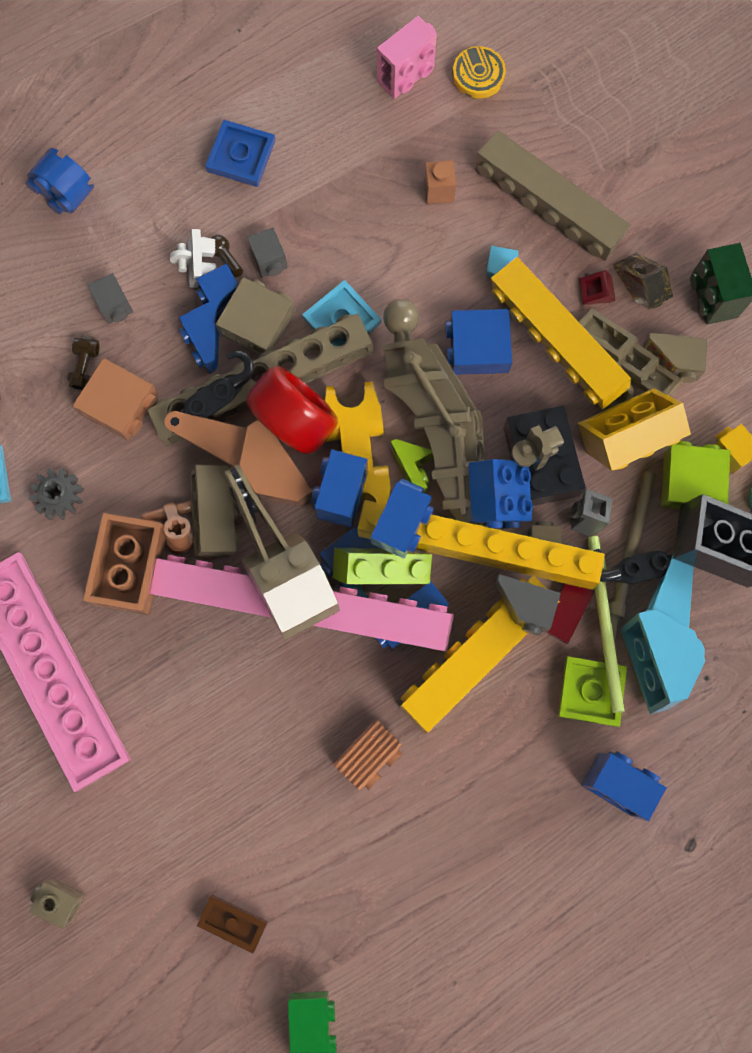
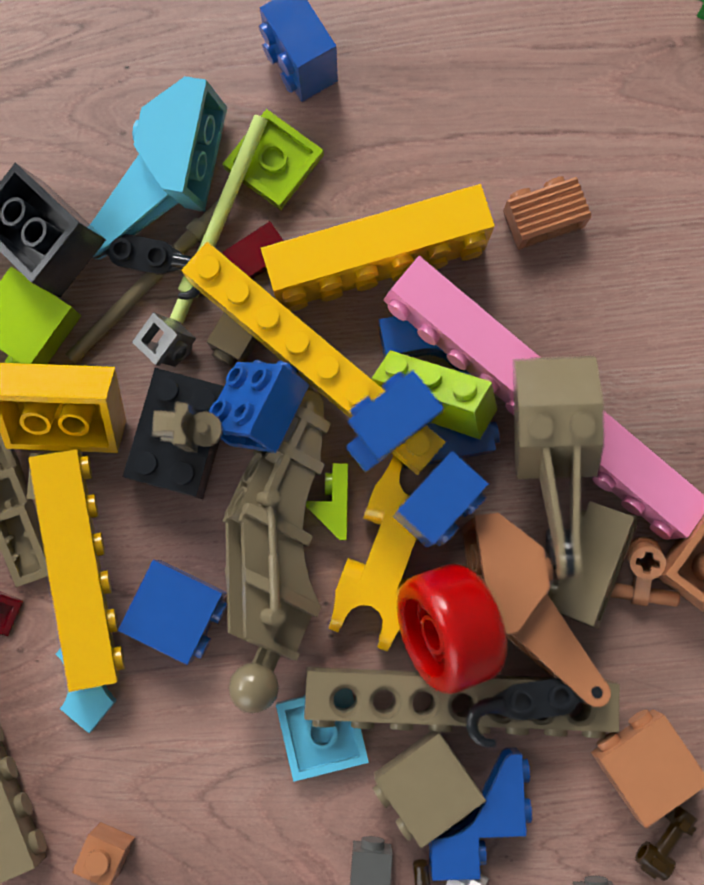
camera: 150 degrees left, 5 degrees up
(528, 604) = (298, 253): dark grey slope -> none

